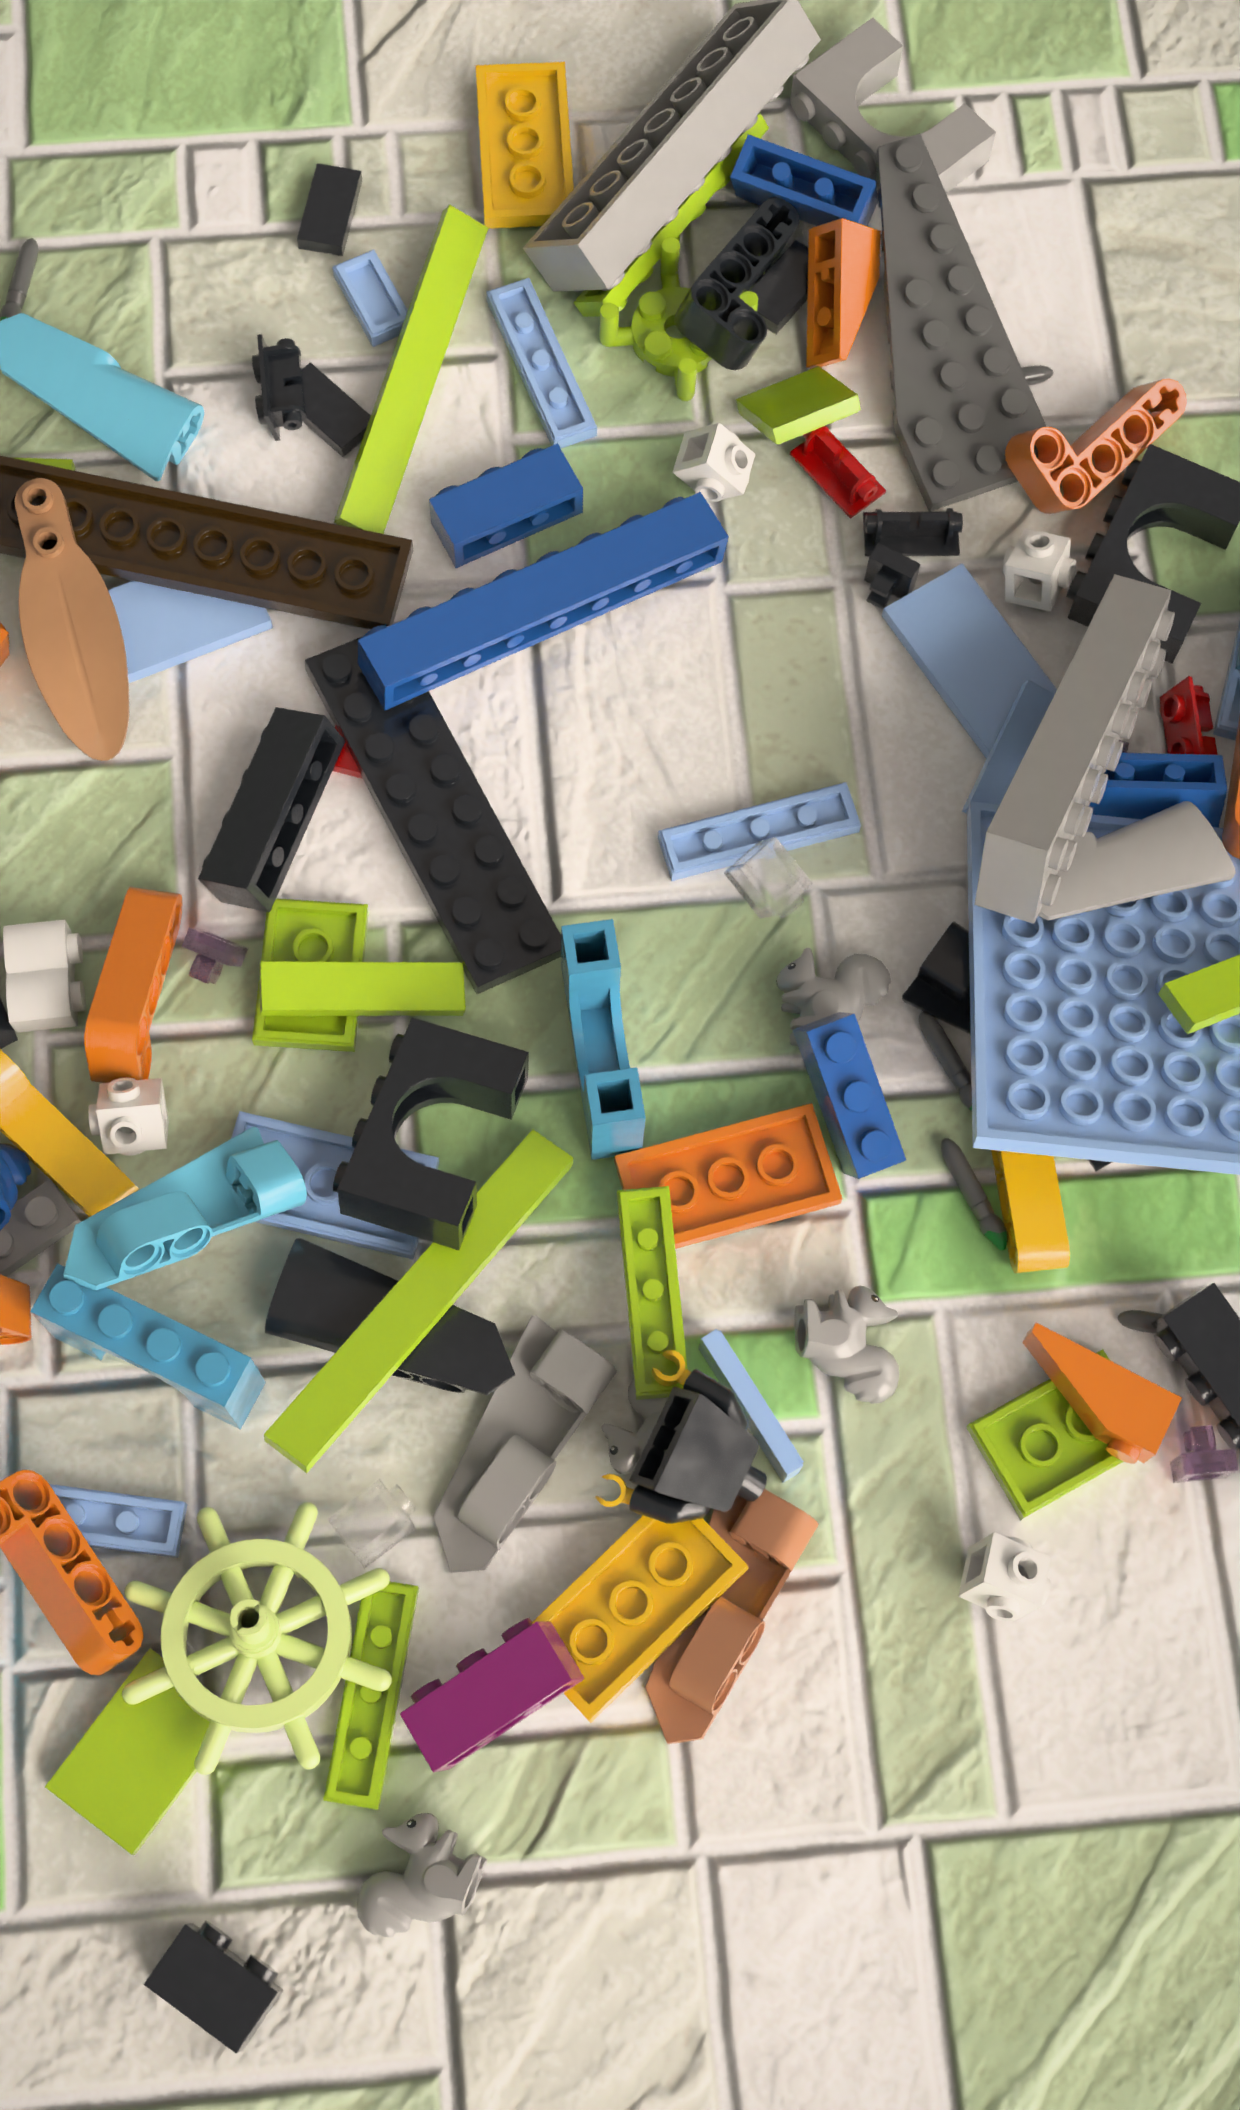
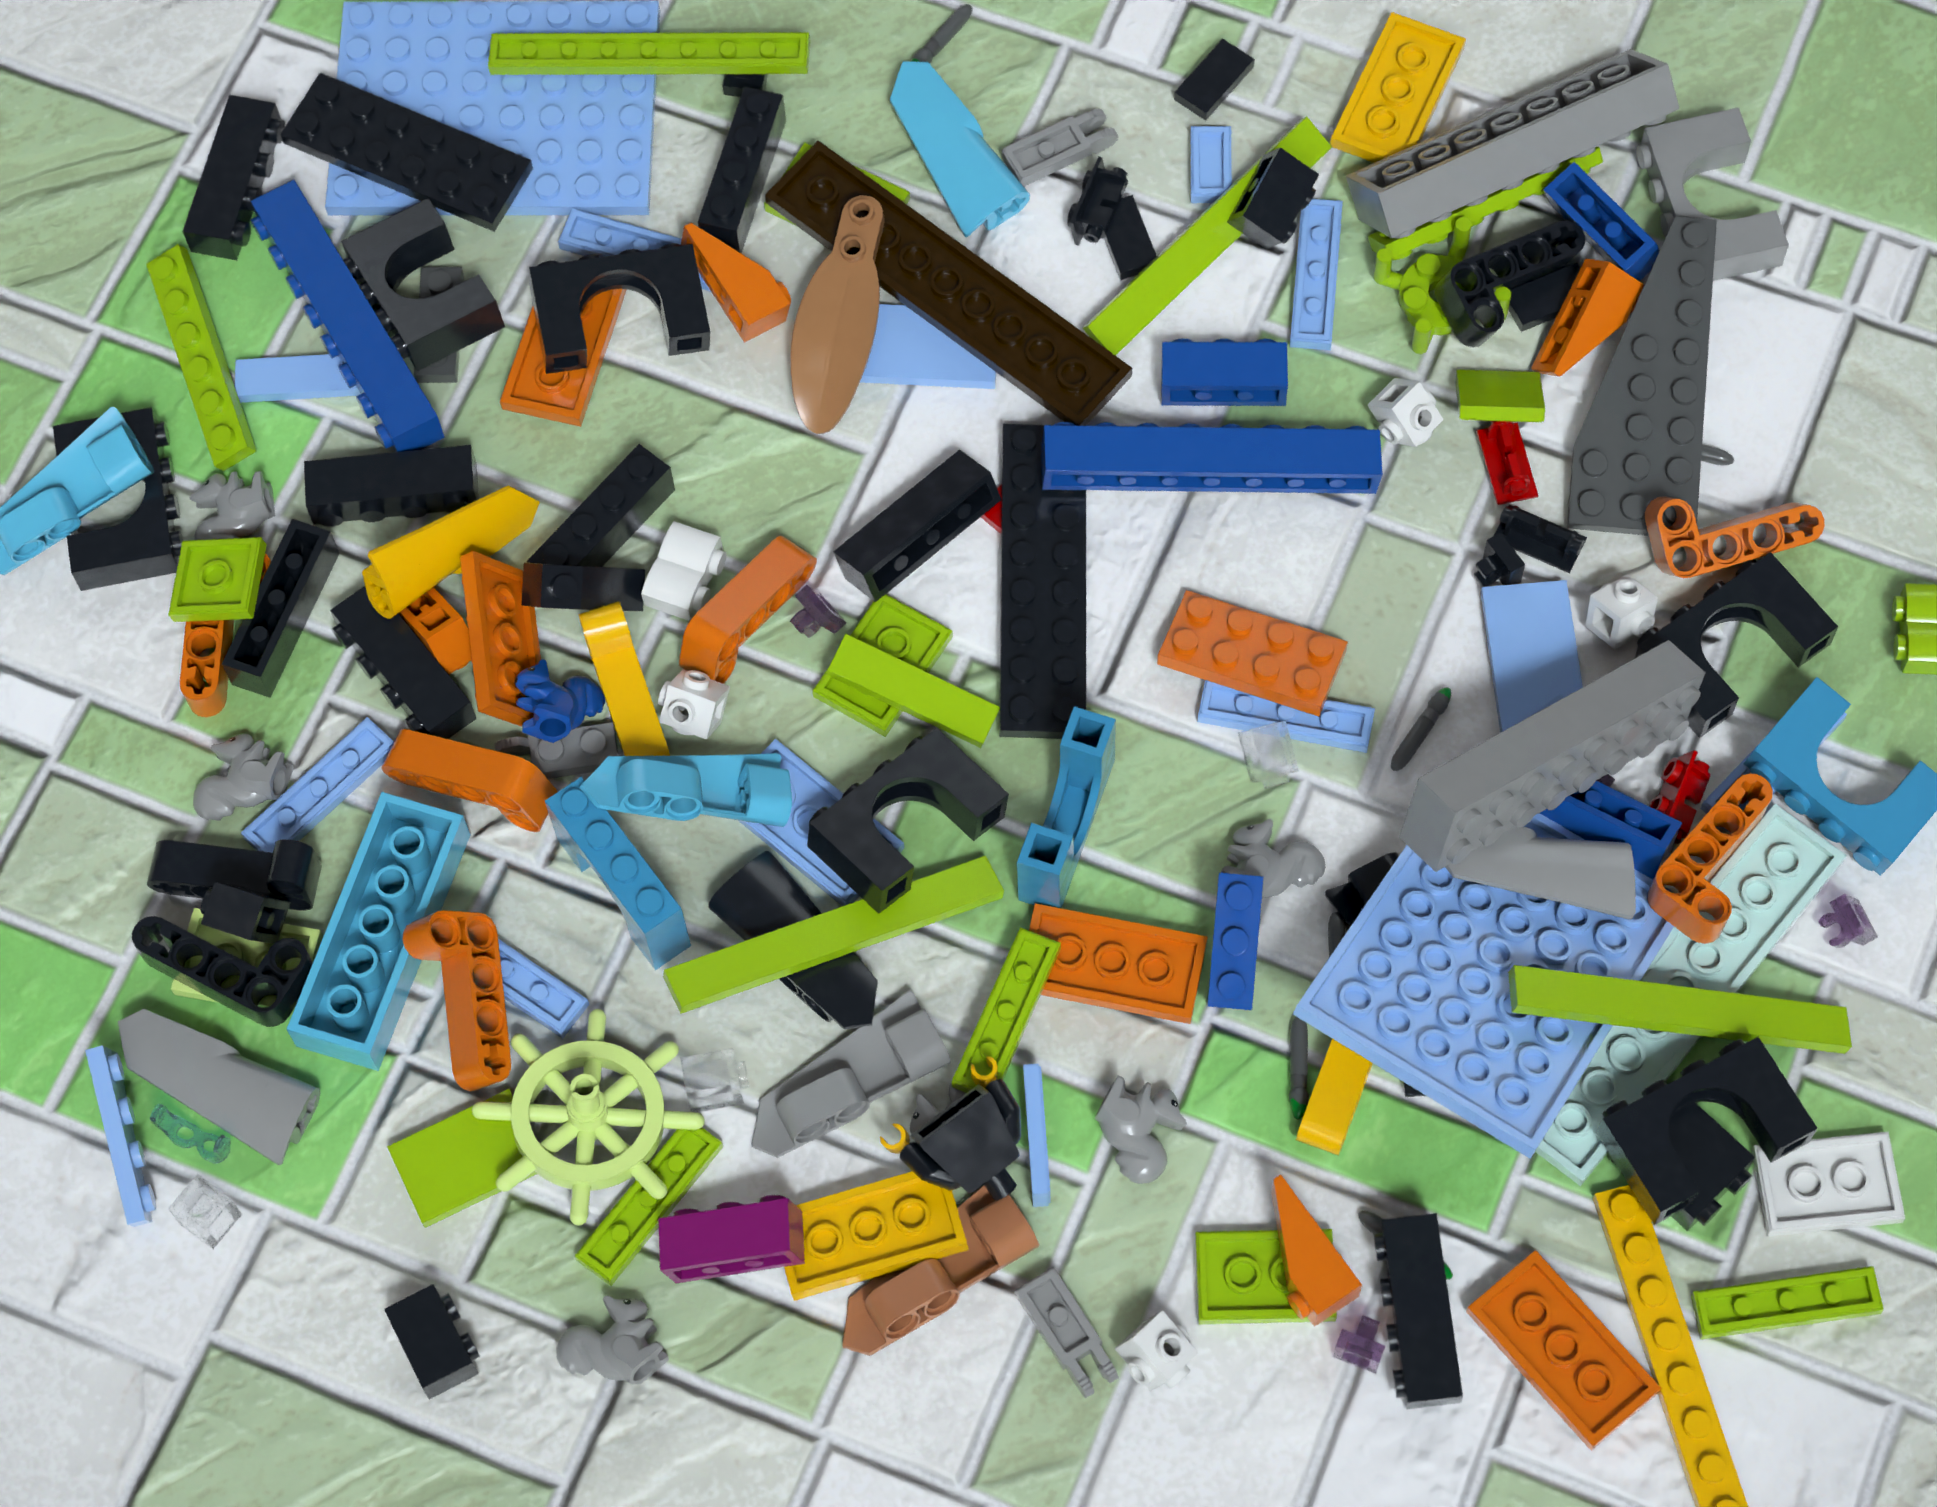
camera: 35 degrees right, 5 degrees down
(205, 345) = (1058, 146): none -> light grey hinge
(461, 302) = (1274, 199): none -> black brick
(693, 782) = (1252, 653): none -> orange plate
(892, 1600) = (1064, 1328): none -> light grey hinge
(902, 781) = (1421, 728): none -> dark grey piece

